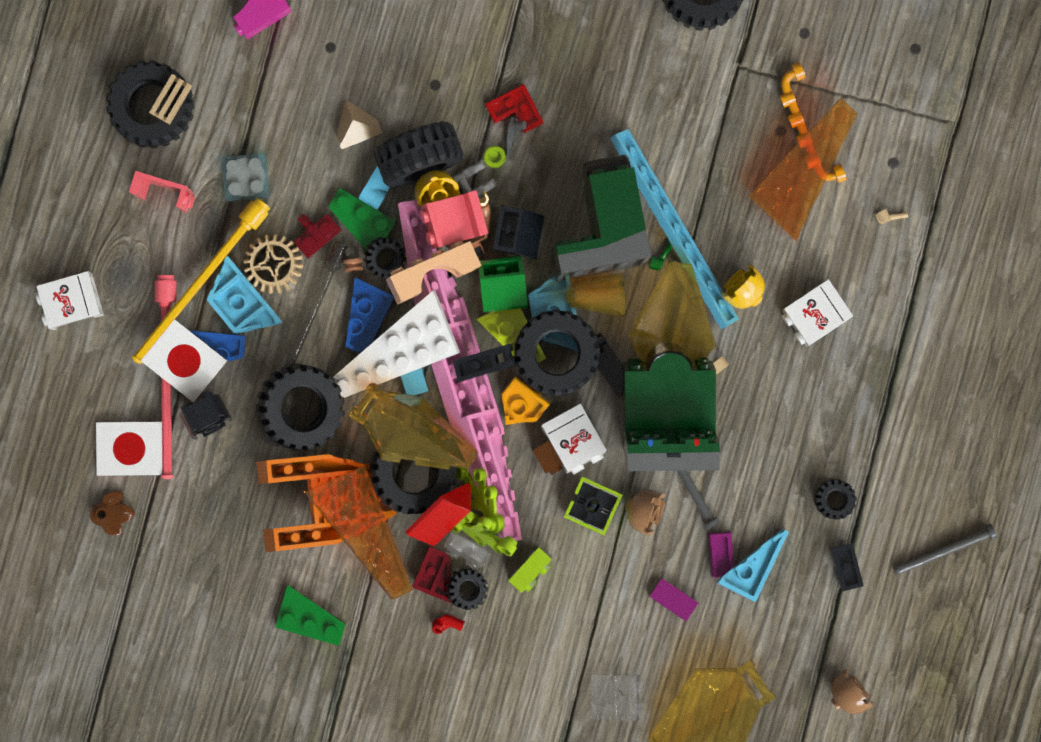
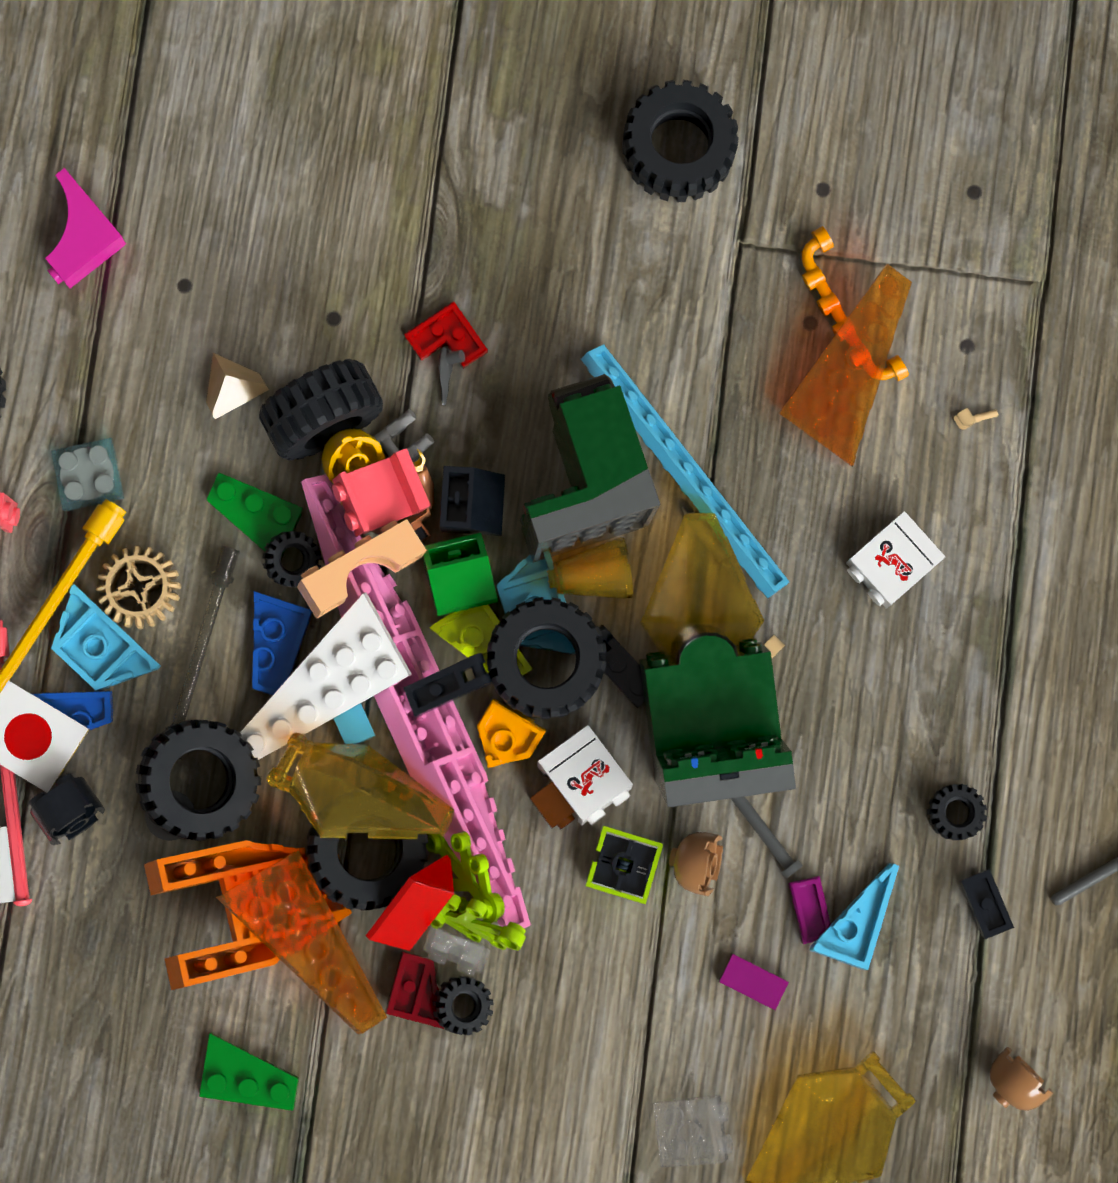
camera: 20 degrees left, 5 degrees down
(316, 234) = (194, 540): dark red plate -> none
(353, 265) = (249, 575): nougat bush -> none
(375, 190) = (267, 469): medium azure piece -> none
(416, 478) = (373, 858): white sticker -> none
(445, 622) = (439, 1056): red arm -> none
(494, 157) = (426, 404): lime tile -> none
(525, 575) = (542, 975): lime piece -> none
(657, 263) = (667, 520): green hand -> none
(744, 288) = (792, 538): yellow cylinder -> none

